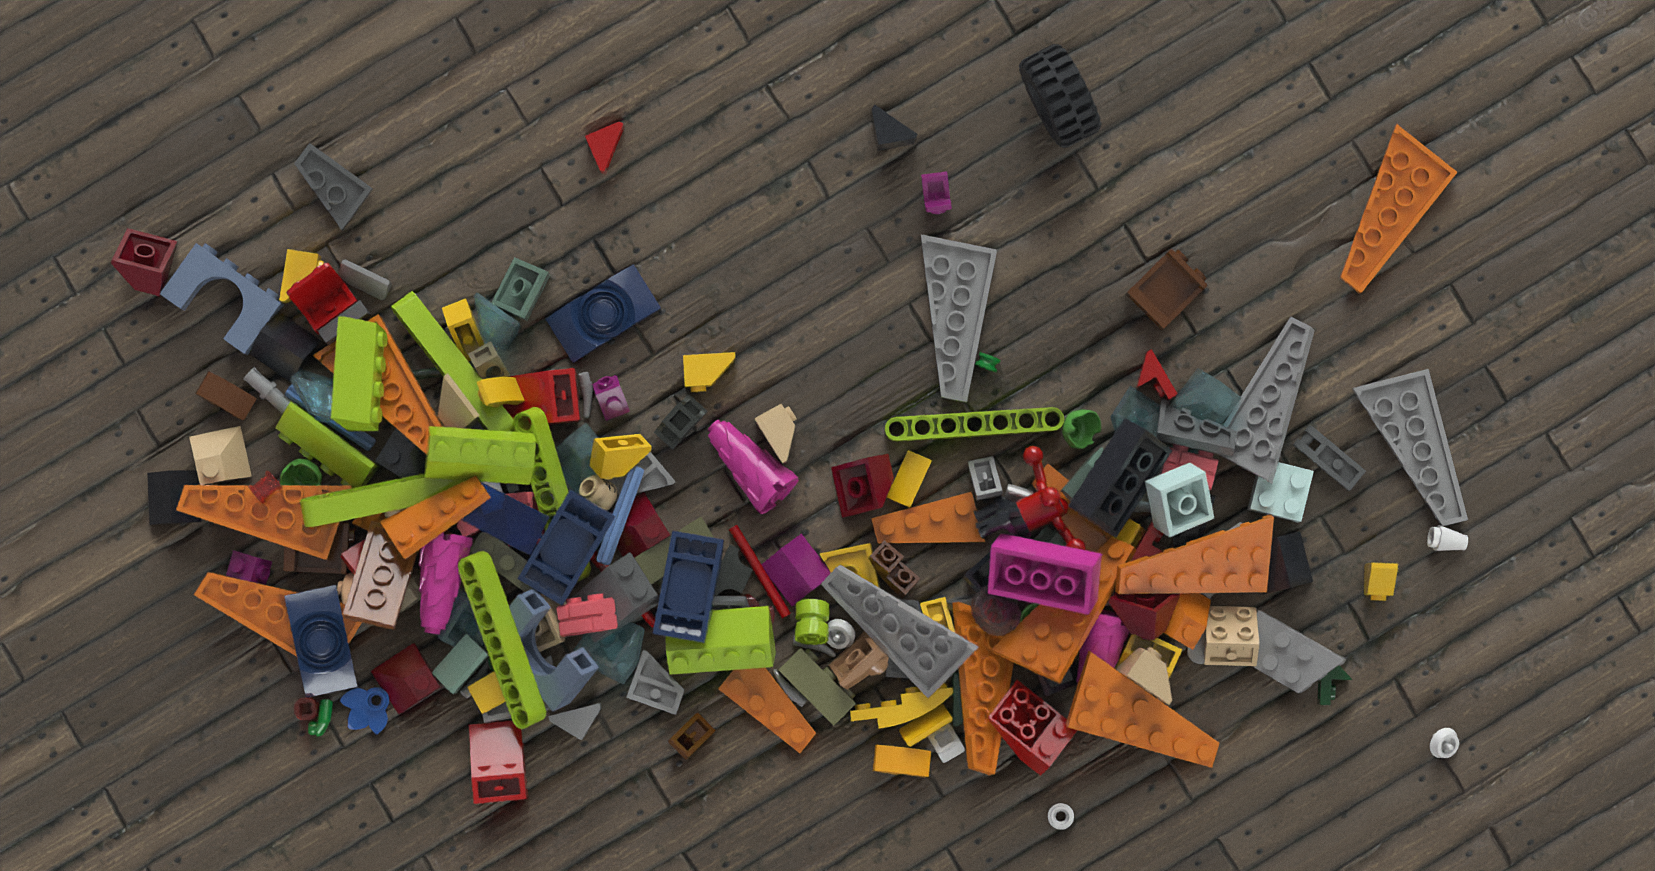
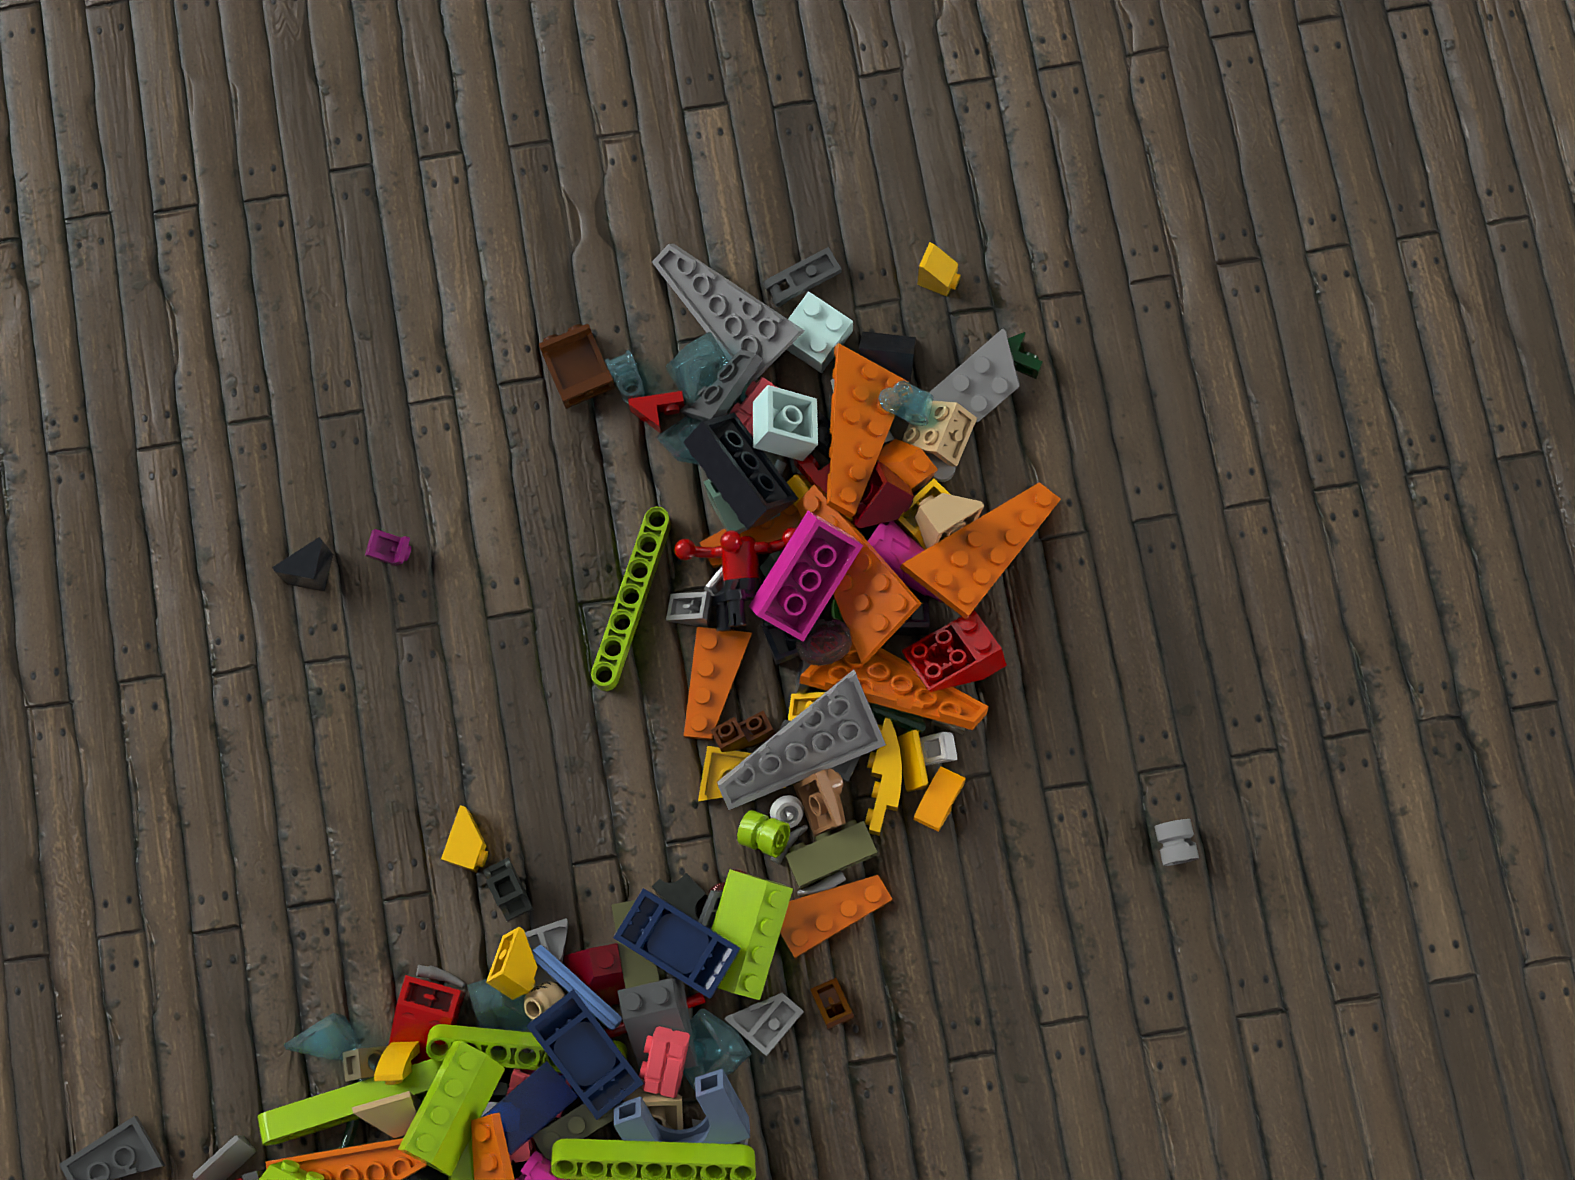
camera: 60 degrees left, 10 degrees down
(463, 327) = (316, 1076): yellow slope -> none
(521, 288) = (303, 998): sand green slope -> none
(577, 721) = (770, 1117): light grey slope -> none
(603, 313) = (366, 927): dark blue slope -> none
(604, 143) = (195, 857): red slope -> none
(610, 397) = (453, 951): magenta bracket -> none
(752, 468) = (584, 833): dark pink cone -> none
(759, 571) = (692, 869): red bar -> none
(778, 430) = (556, 793): tan slope -> none
(796, 569) = (705, 831): magenta slope -> none
(863, 484) = (645, 730): dark red slope -> none
(909, 478) = (659, 683): yellow slope -> none
(957, 294) = (498, 566): light grey wing -> none
(987, 362) = (576, 562): green bush -> none
(1060, 95) = (343, 386): black tyre -> none
(1060, 824) = (1054, 655): white plate -> none
(1080, 428) = (676, 496): bright green hair -> none
(1177, 334) = (624, 374): none -> clear light blue piece
(1242, 600) = (907, 402): none -> clear light blue piece
(1402, 193) = (580, 120): orange wing -> none
(1413, 428) = (803, 190): light grey wing -> none
(1444, 743) = (1119, 273): white hat -> none
(1445, 539) = (923, 199): white cone -> none

